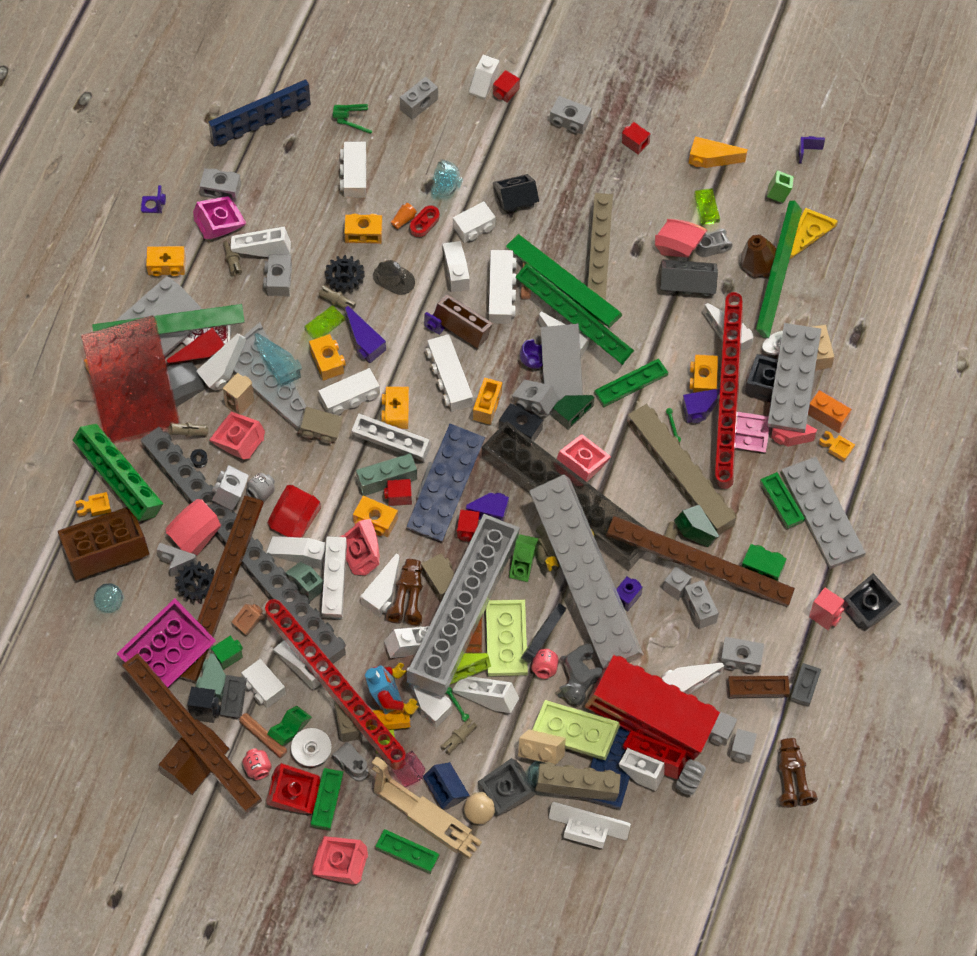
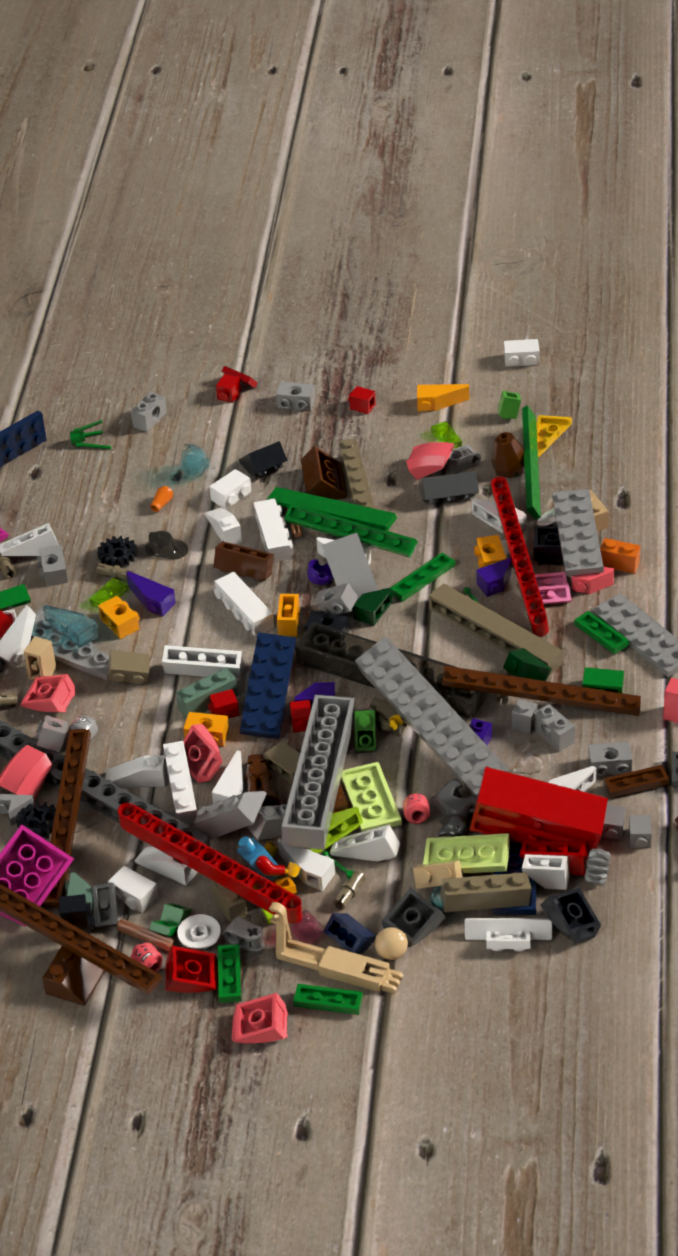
camera: 10 degrees left, 20 degrees down
(204, 460) = (16, 719): black bush -> none
(227, 652) = (89, 869): green brick -> none
(248, 618) = (101, 838): nougat bracket -> none
(294, 512) = (123, 741): red slope -> none
(306, 579) = (154, 792): sand green slope -> none
(349, 392) = (152, 636): white brick -> none
(353, 169) = (102, 474): white brick -> none
(356, 234) = (125, 515): light orange brick -> none
(370, 628) = (229, 814): none -> light grey slope
(398, 398) = (199, 635): light orange brick -> none
(423, 222) = (182, 498): red plate -> none
(433, 323) = (215, 568): dark purple bracket -> none
(484, 77) = (205, 385): white slope -> none
(518, 71) = (247, 380): none -> red tile
(543, 633) = (406, 783): black beam -> none
(569, 230) = (323, 475): none -> reddish brown slope
(583, 457) = (400, 636): coral slope -> none
(650, 825) = (572, 915): none -> black slope
(810, 142) = (524, 372): dark purple bracket -> none
(815, 116) = (521, 352): none -> white brick
(839, 447) = (638, 581): light orange plate -> none

